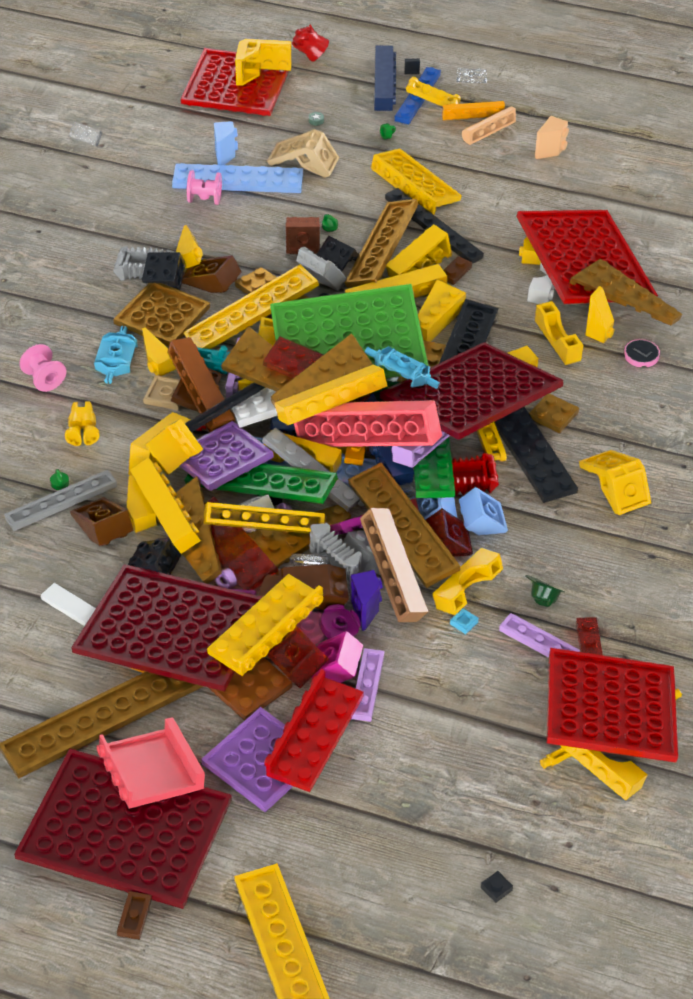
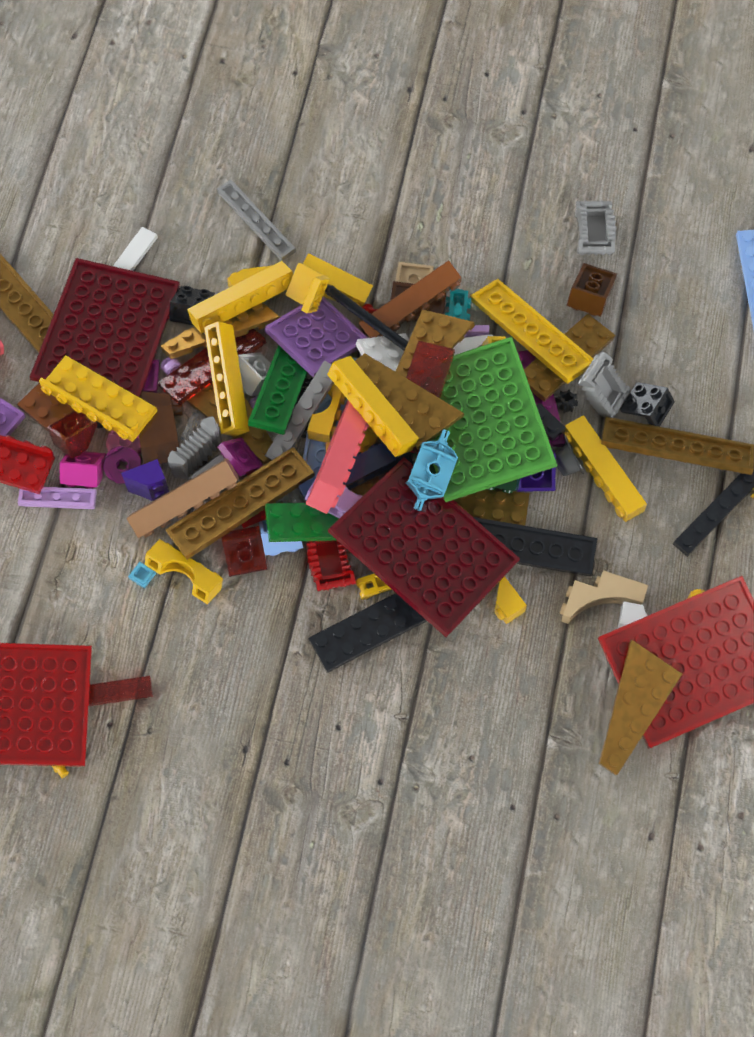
camera: 85 degrees right, 20 degrees up
(46, 373) = (424, 163): bright pink hose -> none
(59, 480) = (282, 215): green tile -> none
(80, 419) = (362, 216): yellow piece -> none
(103, 521) = (232, 254): reddish brown slope -> none
(115, 362) = (445, 230): medium azure plate -> none
(156, 354) = (465, 257): yellow slope -> none
(162, 311) = (524, 256): pearl gold plate -> none
(164, 268) = (579, 245): black bracket -> none
(189, 248) = (628, 262): yellow slope -> none
(204, 189) = (727, 267): bright pink hose -> none
(302, 233) = (677, 367): copper bracket -> none
(329, 223) = (706, 392): green tile -> none
(422, 252) = (662, 485): yellow wedge -> none
(440, 309) = (572, 511): yellow wedge -> none
(457, 269) = (655, 528): reddish brown plate -> none
(482, 513) = (277, 580): light blue slope -> none
(513, 303) = (606, 590): none -> tan arch
(532, 635) = (118, 642): lavender plate -> none
(543, 593) = (182, 641): dark green piece -> none
(549, 321) = (542, 647): yellow arch -> none
(554, 413) = (437, 647): pearl gold plate -> none
(600, 318) = (582, 678): yellow slope -> none
(621, 480) = (338, 704): yellow bracket -> none
(641, 353) = (551, 733): black tile -> none

